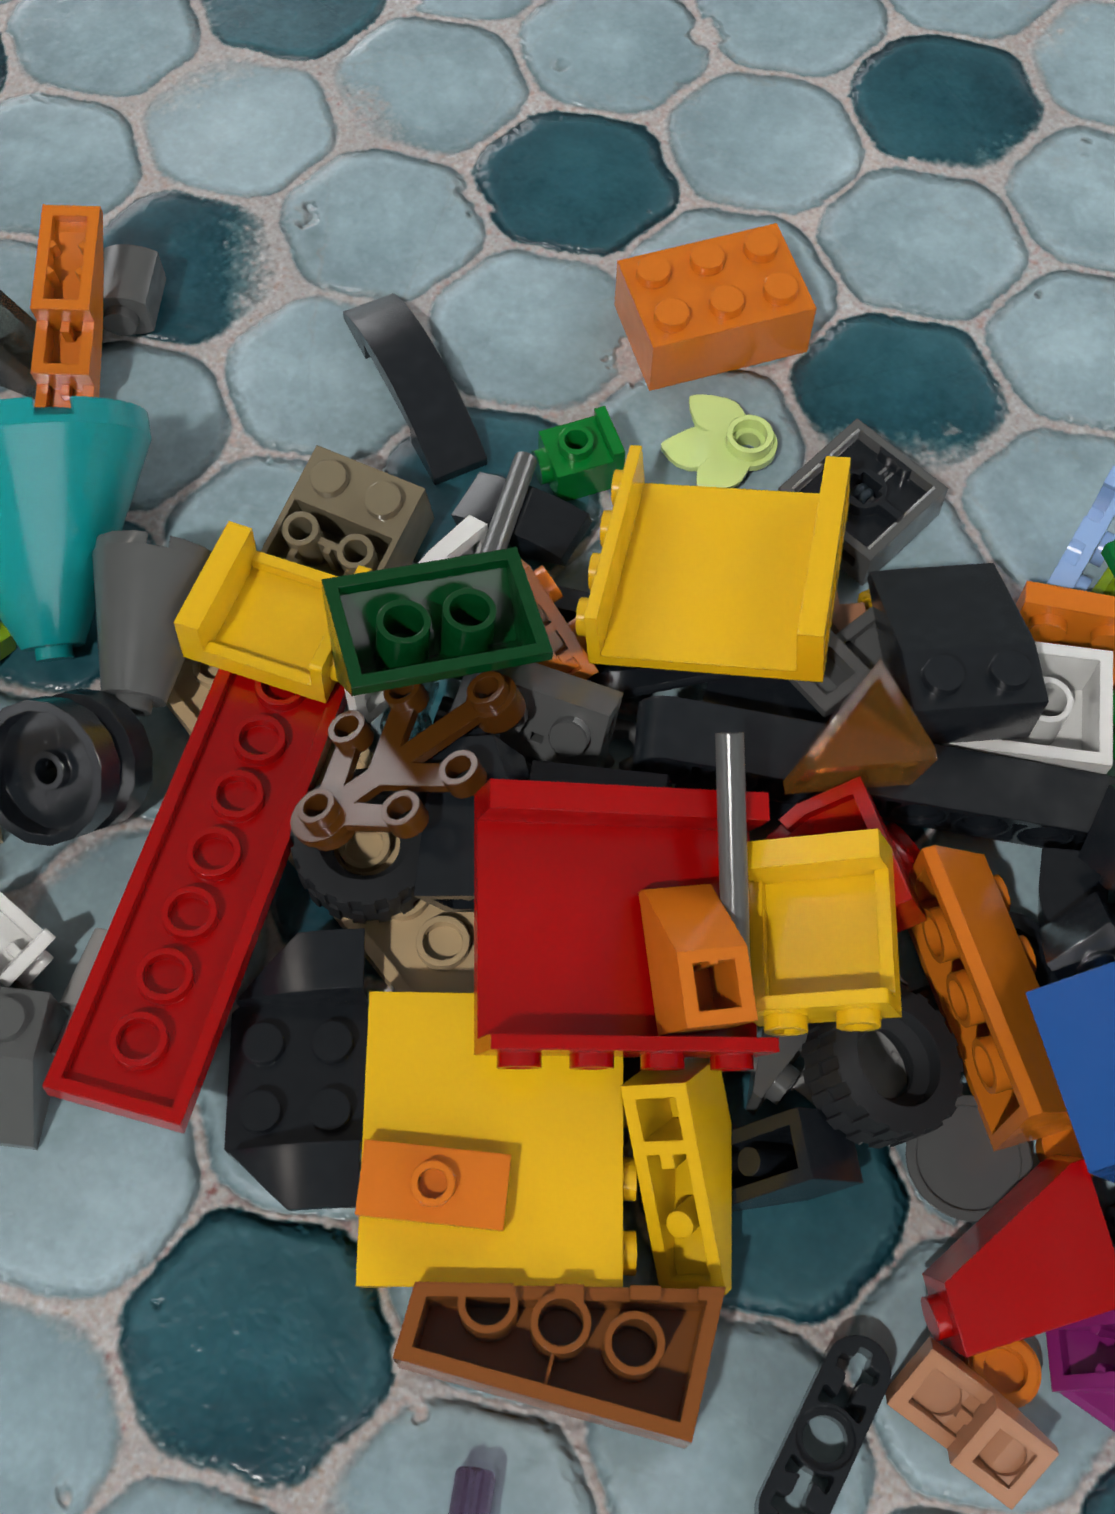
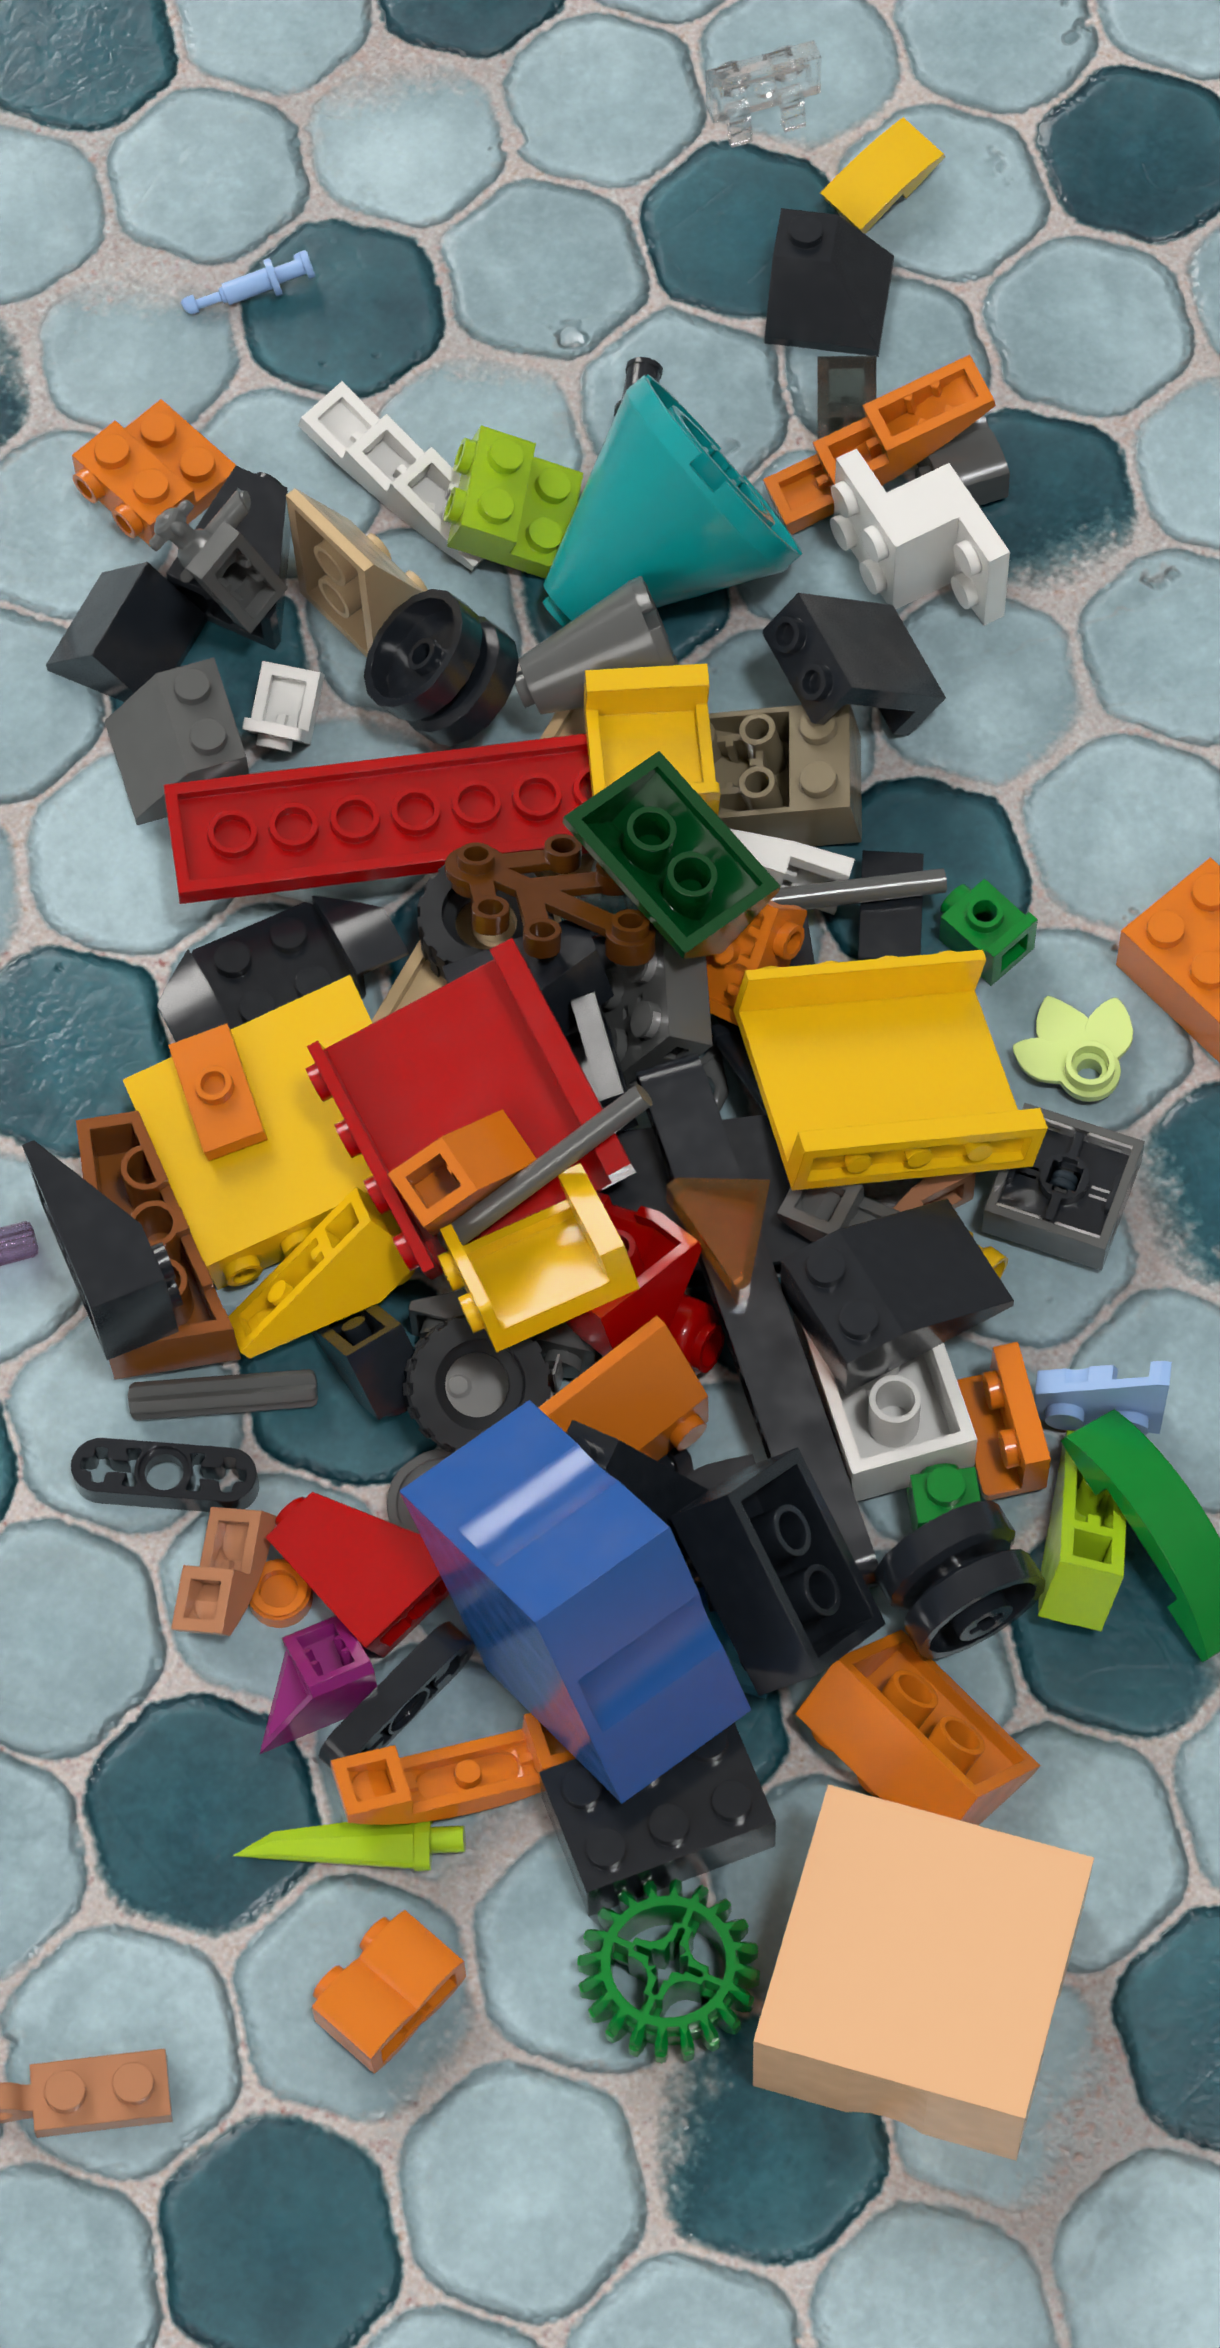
camera: 70 degrees right, 0 degrees up
(183, 323) = (919, 538): none -> white bracket
(275, 432) = (853, 656): none -> black panel
(419, 385) = (996, 756): black slope -> none
(634, 1390) = (117, 1273): none -> black slope
(752, 1338) = (223, 1394): none -> dark grey axle

